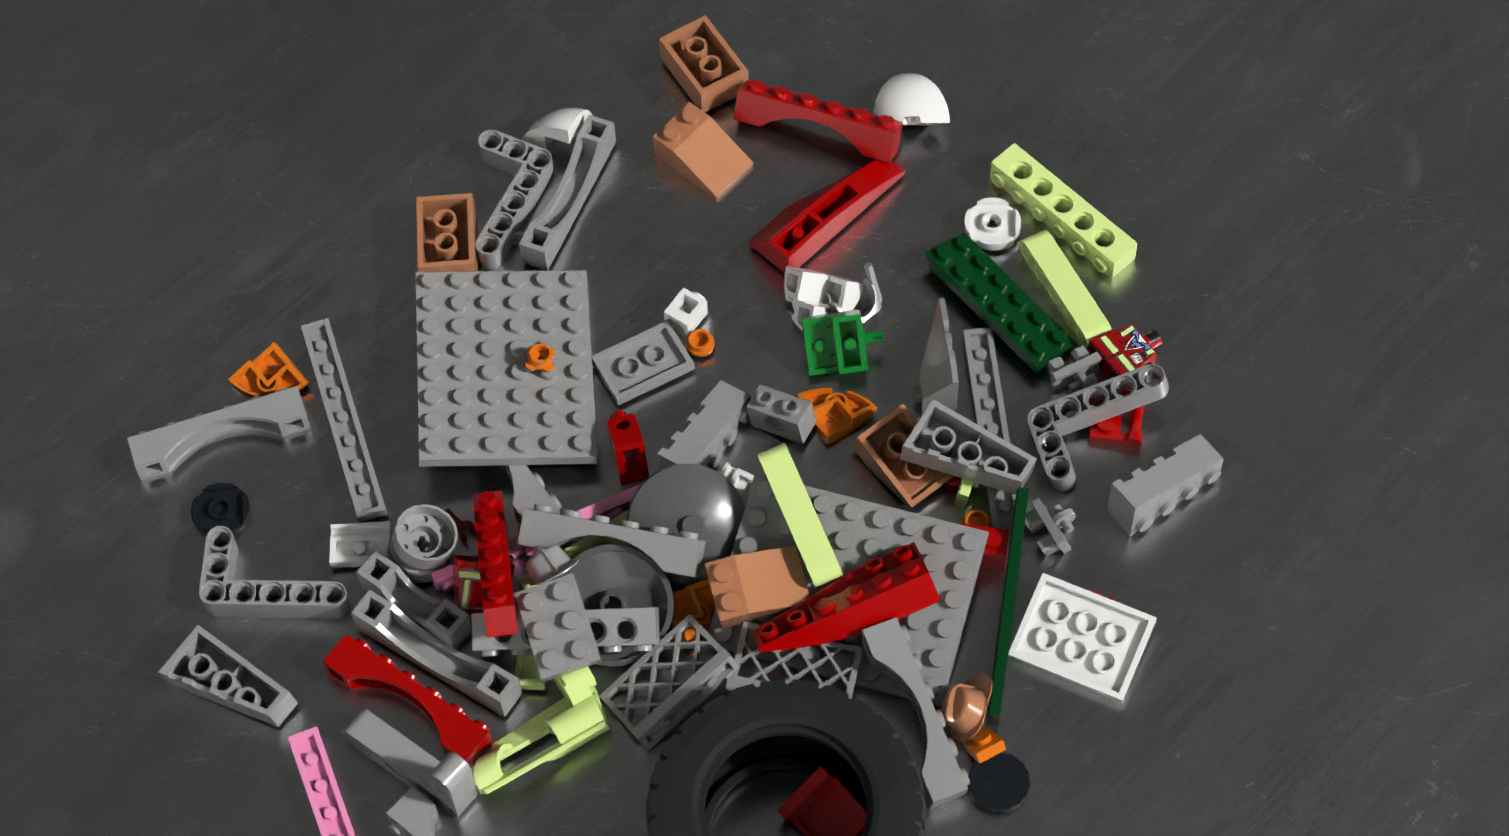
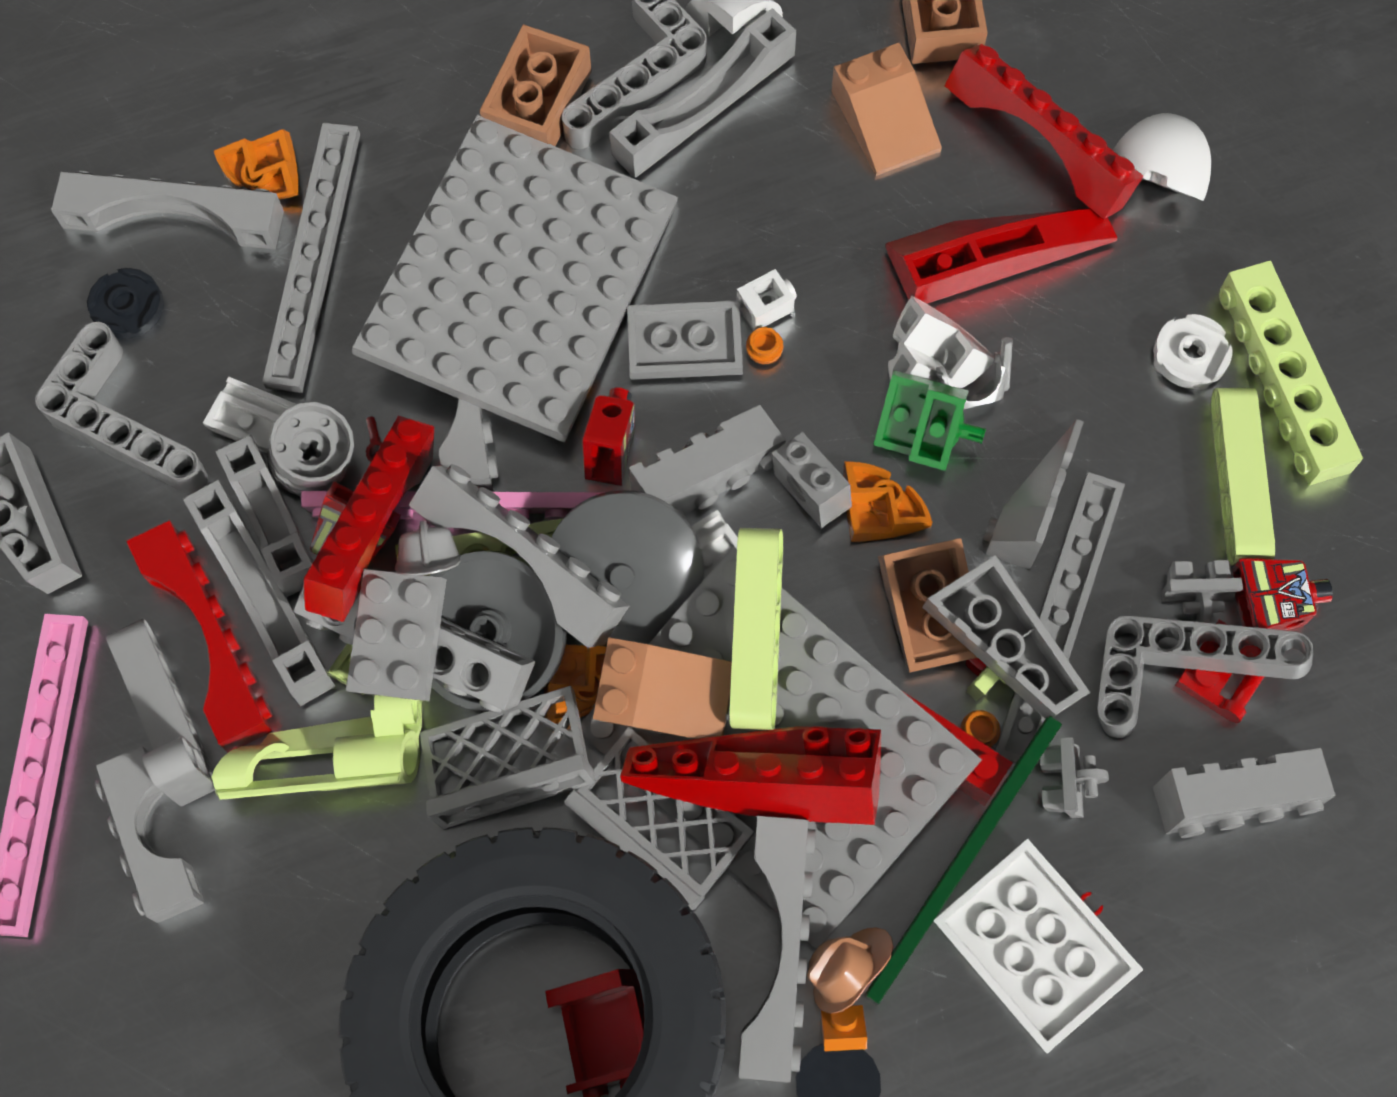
camera: 25 degrees right, 10 degrees up
(540, 351) = (559, 274): orange plate -> none
(999, 301) = (1151, 456): dark green plate -> none

